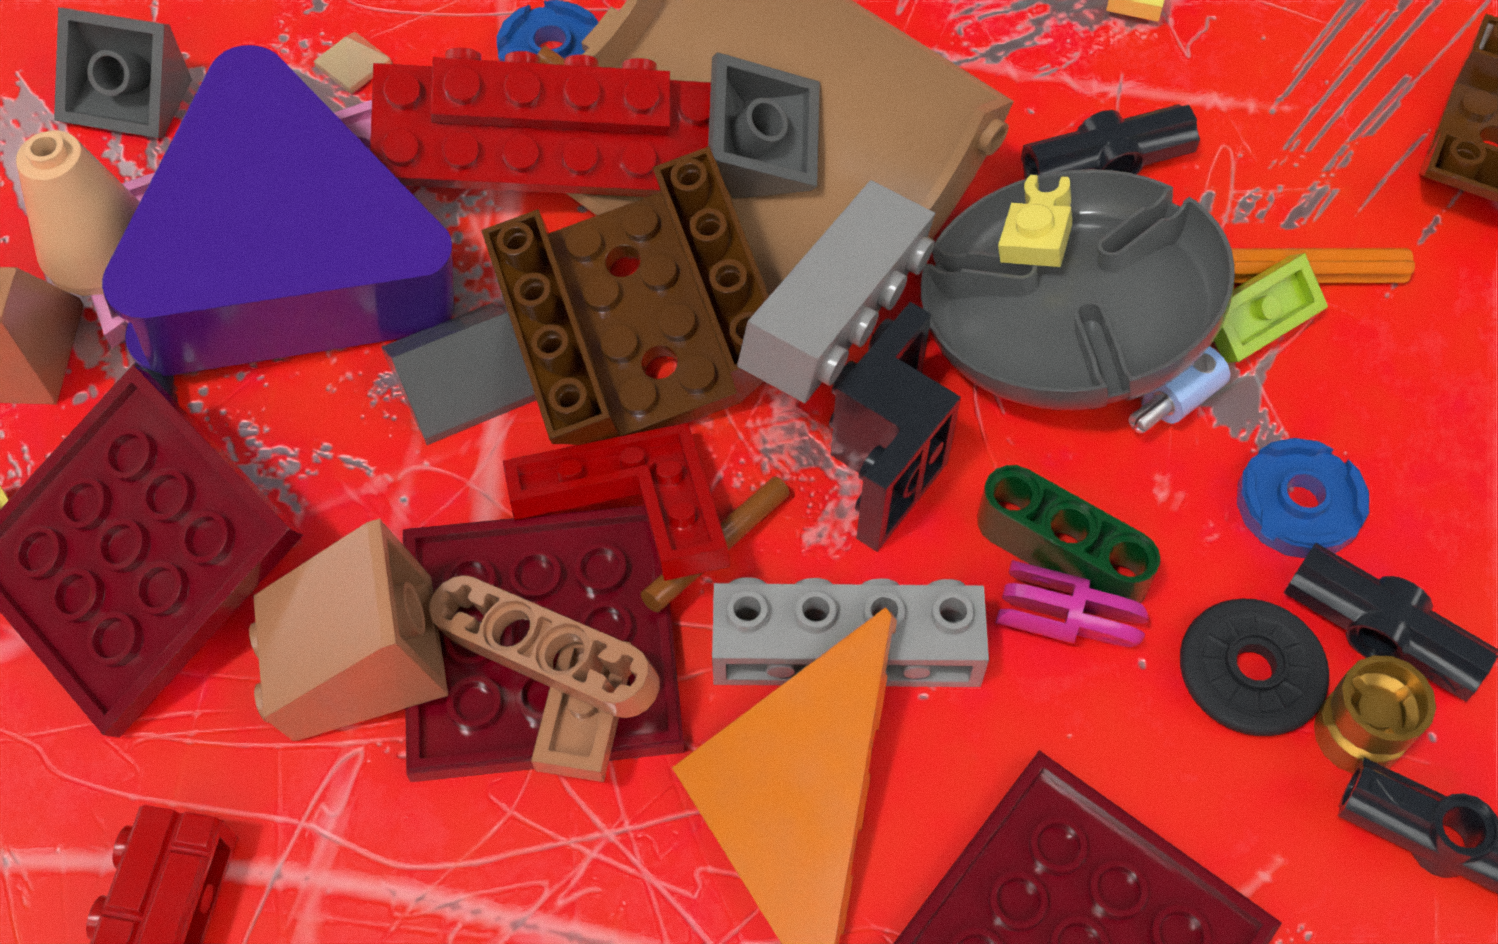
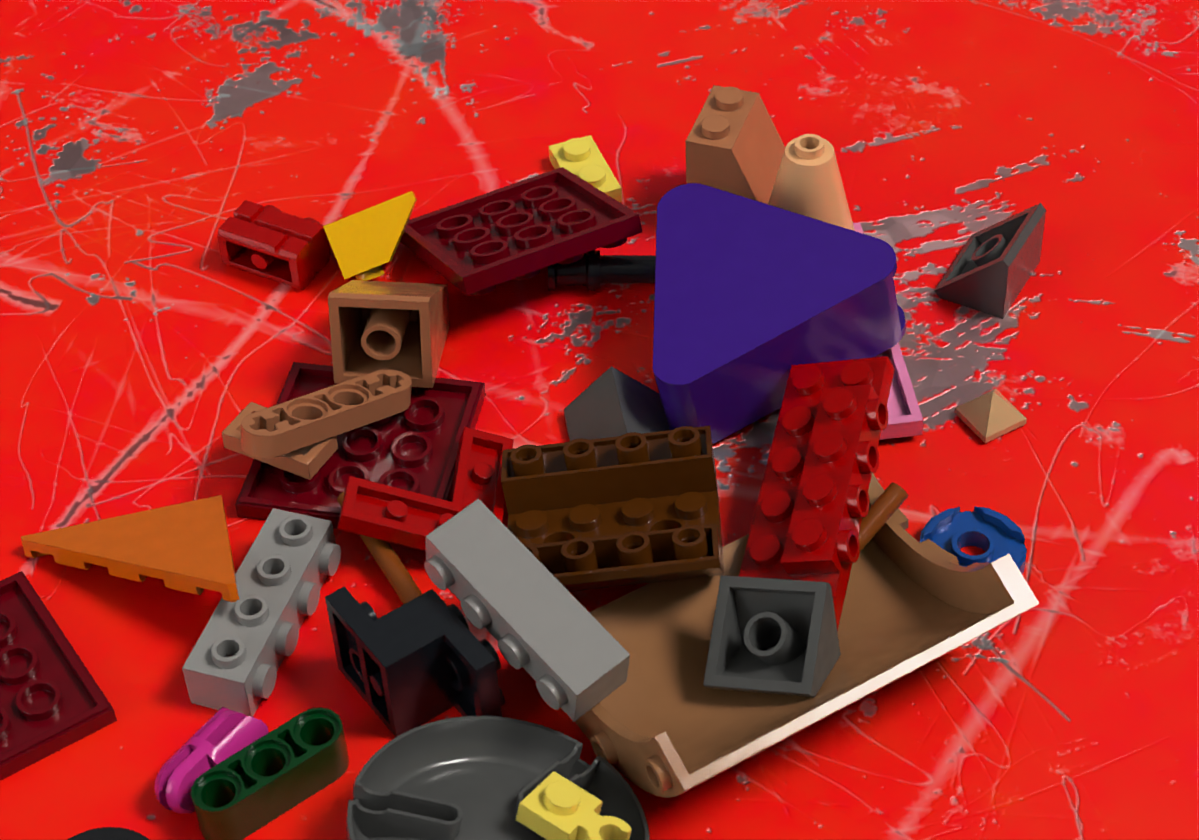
camera: 110 degrees right, 15 degrees down
(141, 740) = (370, 237): none -> yellow slope

